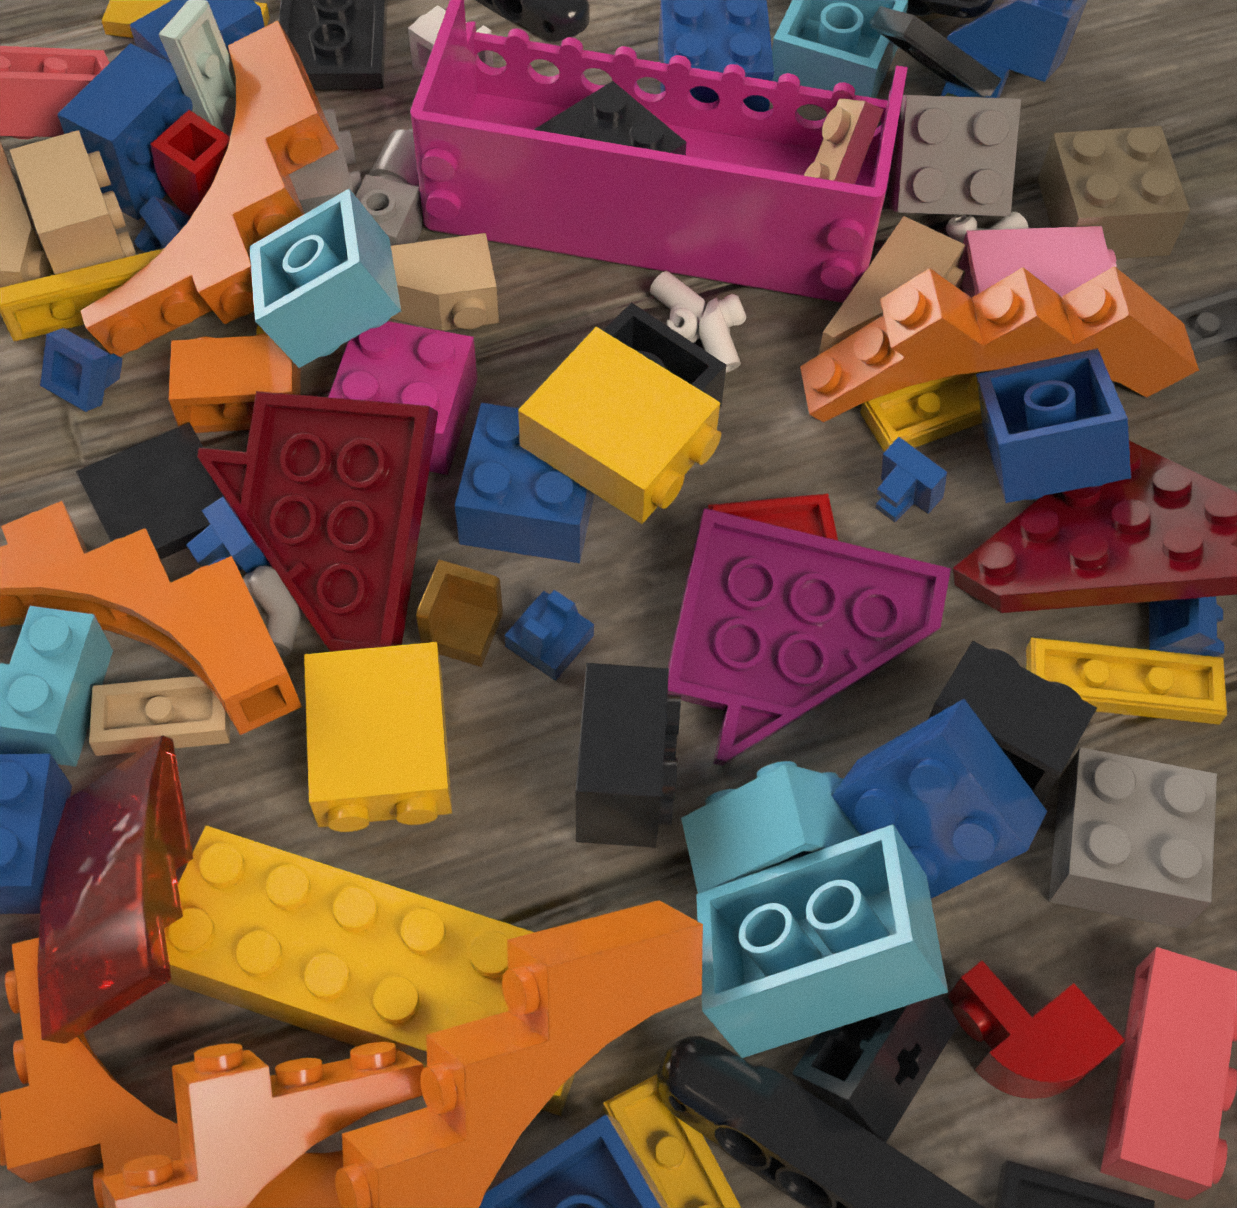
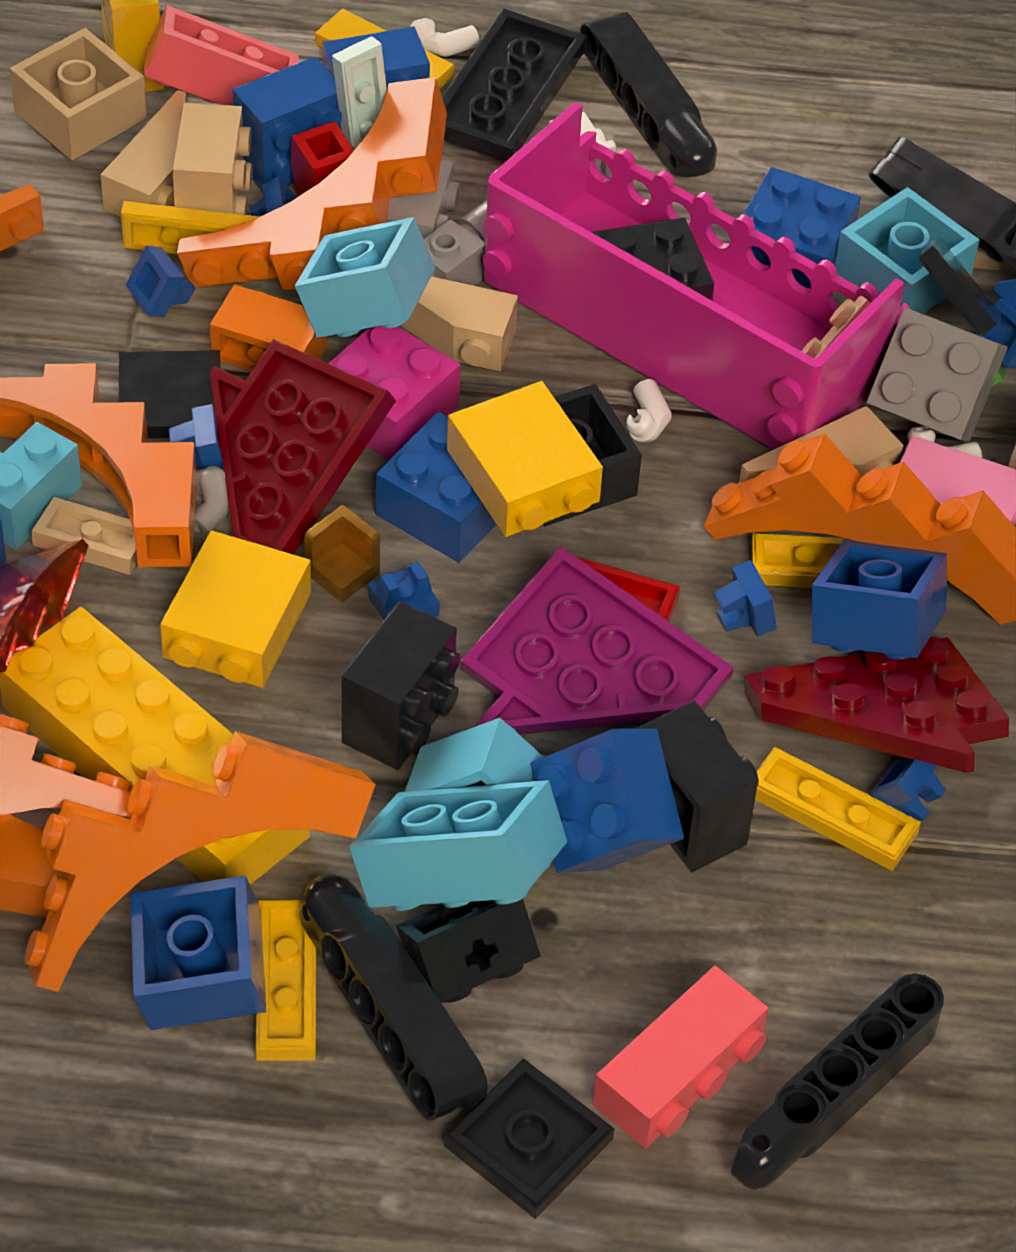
camera: 25 degrees right, 10 degrees down
(715, 329) = (668, 436): white arm -> none
(1035, 1053) = (592, 1003): red brick -> none
(1134, 838) = (754, 901): light grey brick -> none

